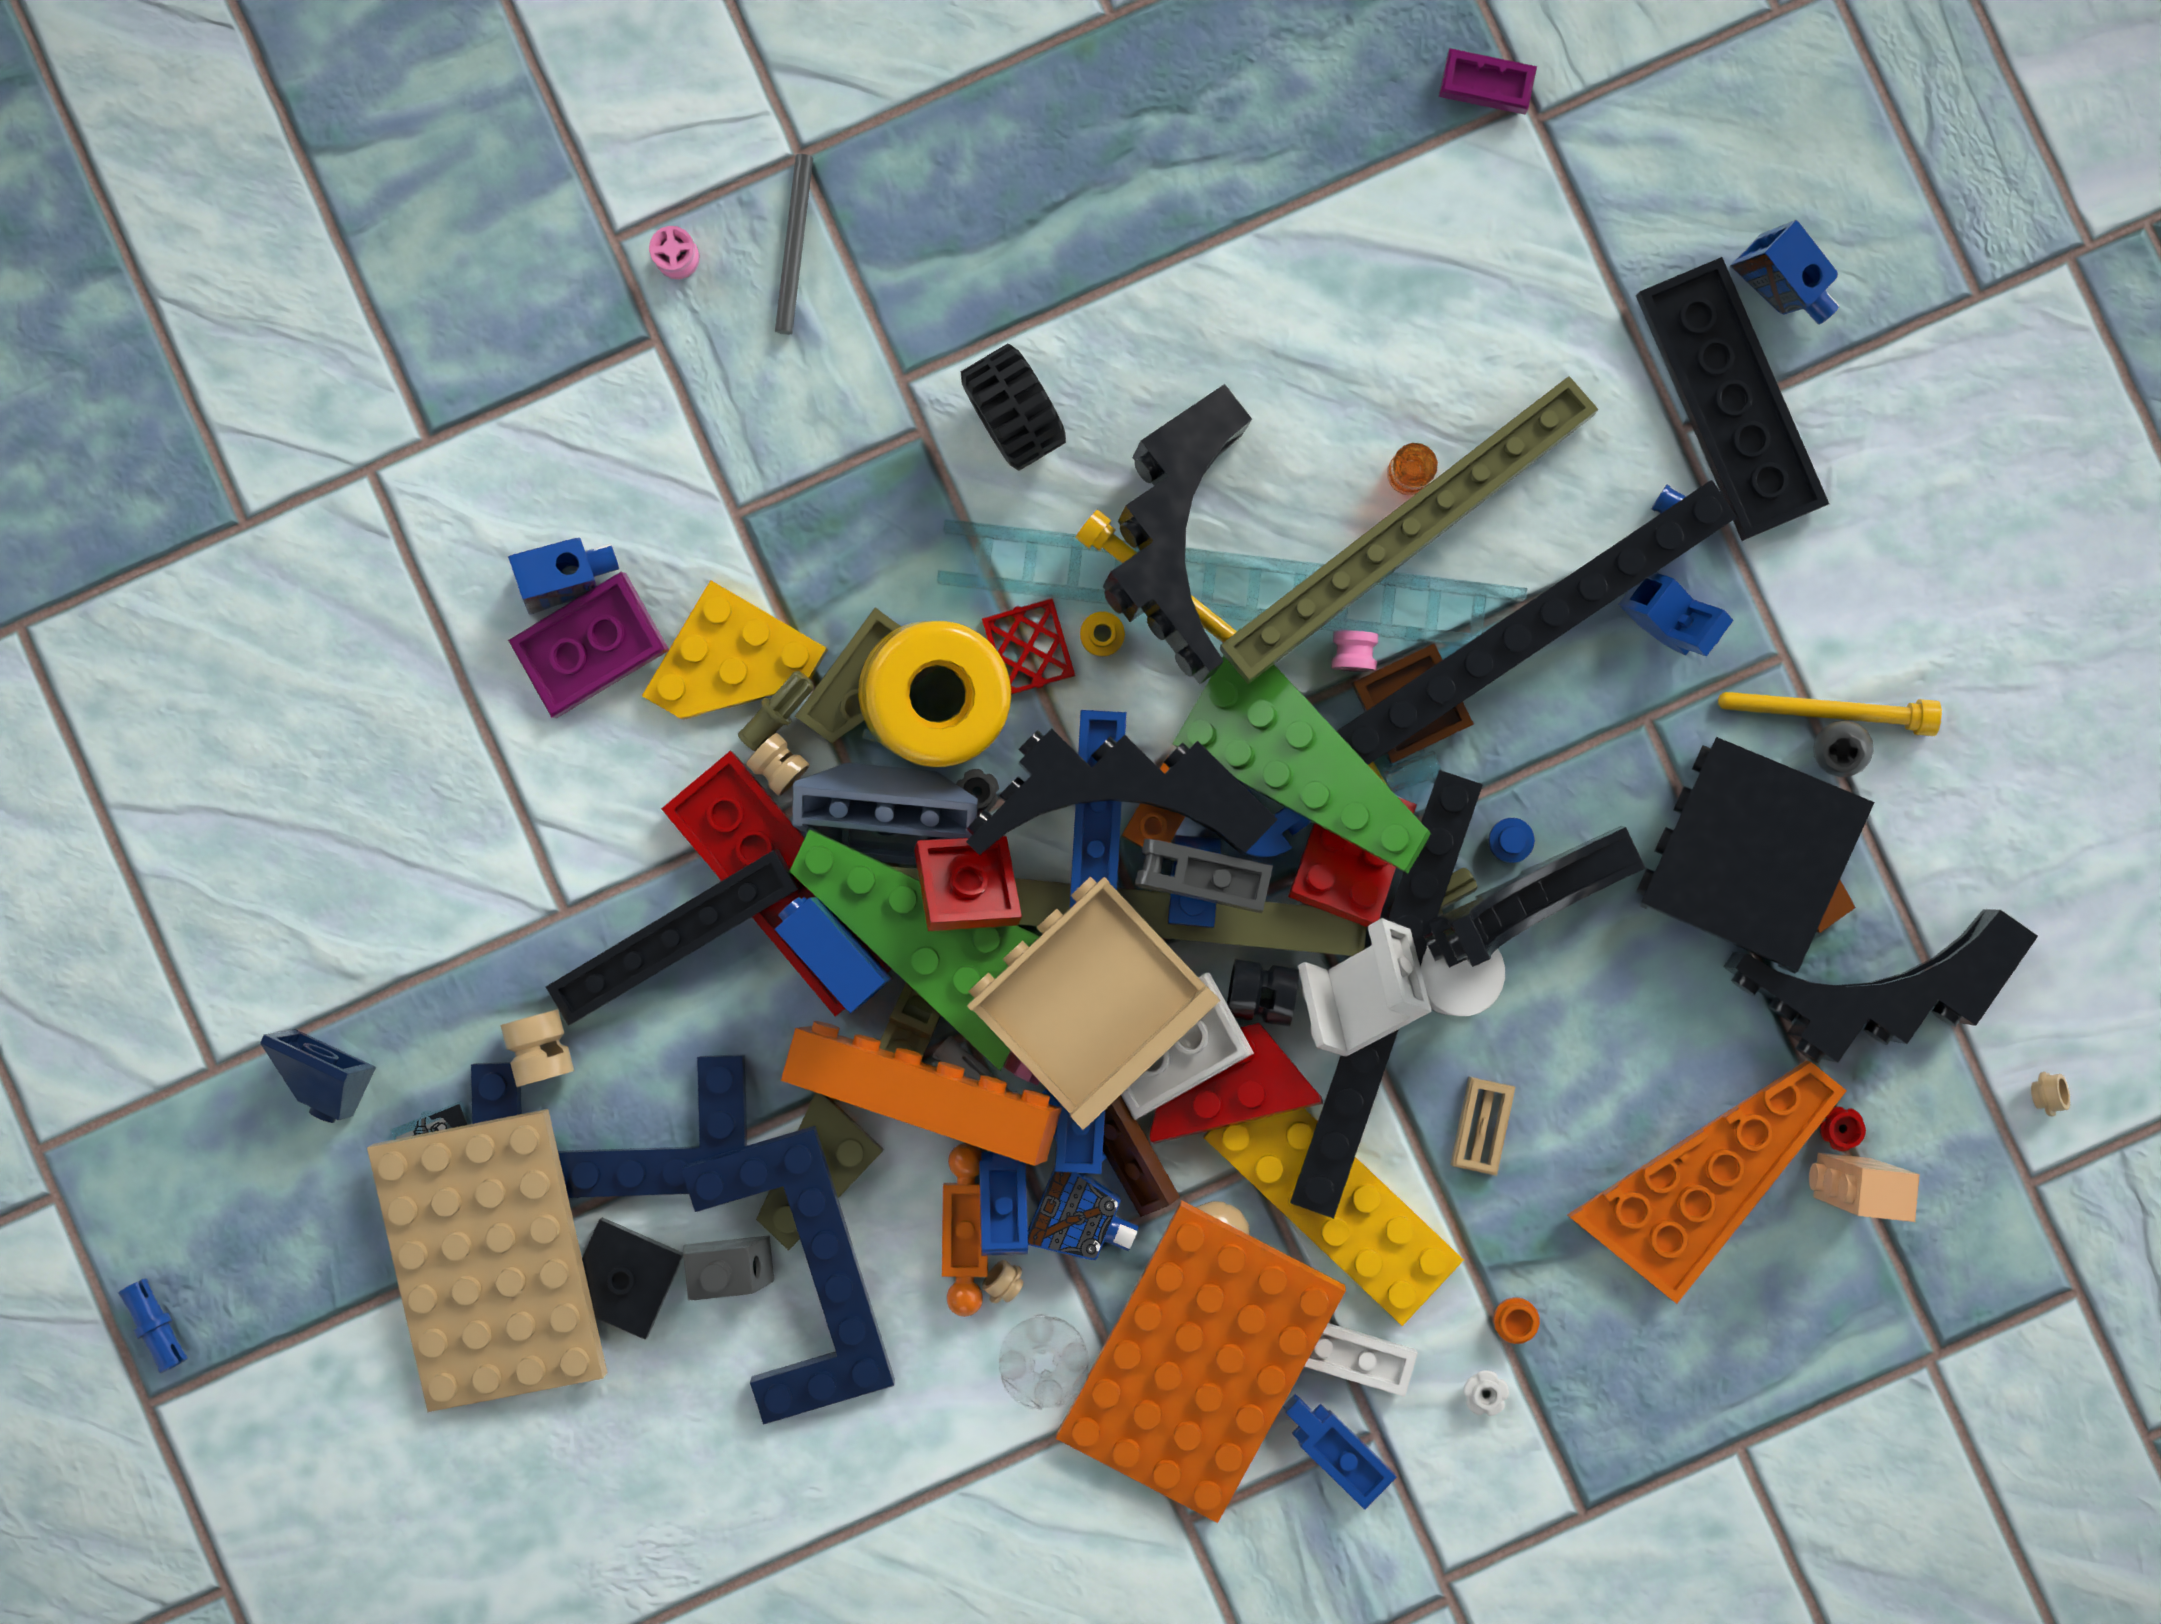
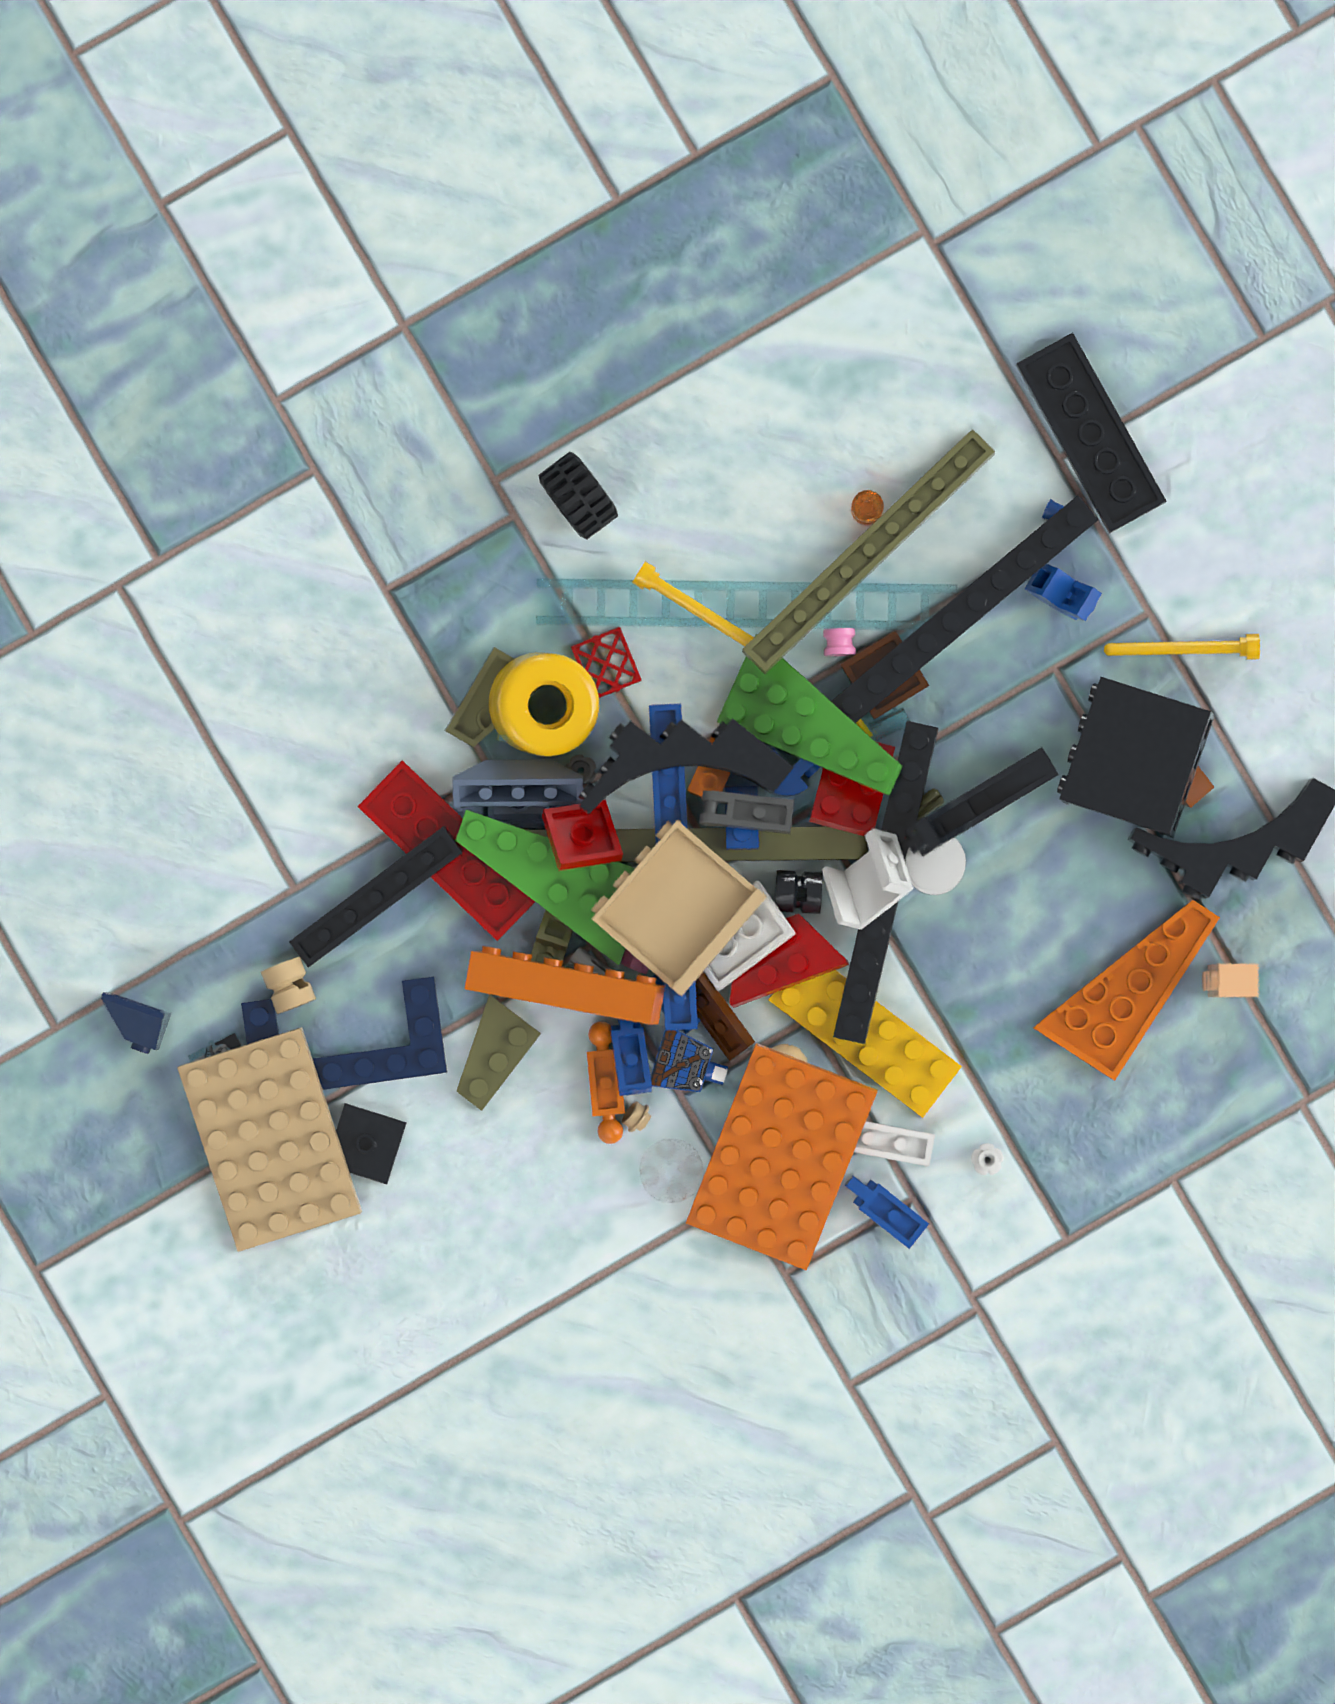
camera: 10 degrees left, 0 degrees up
(153, 1325) = (35, 1211): blue pin -> none
(541, 578) = (255, 652): blue torso -> none
(588, 645) = (291, 695): magenta tile -> none
(671, 242) = (320, 401): bright pink wheel -> none
(727, 1267) = (439, 1125): dark grey torso -> none
(729, 657) = (394, 693): yellow plate -> none
(776, 711) = (431, 728): olive axle -> none
(777, 764) = (436, 766): tan wheel -> none
(794, 244) = (406, 391): dark grey bar -> none
(832, 952) = (492, 893): blue brick -> none
(860, 1357) = (484, 1048): dark blue plate -> none
(1096, 647) = (662, 658): yellow plate -> none
(1157, 521) = (688, 567): black arch -> none
(1465, 1123) = (966, 969): tan tile -> none
(1487, 81) = (893, 222): magenta plate -> none
(1511, 840) = (965, 765): blue plate -> none
(1516, 1320) = (1003, 1105): orange plate -> none
(1789, 271) = (1110, 334): blue torso -> none
(1843, 748) = (1193, 675): dark grey piece -> none
(1854, 1131) = (1228, 939): red plate -> none

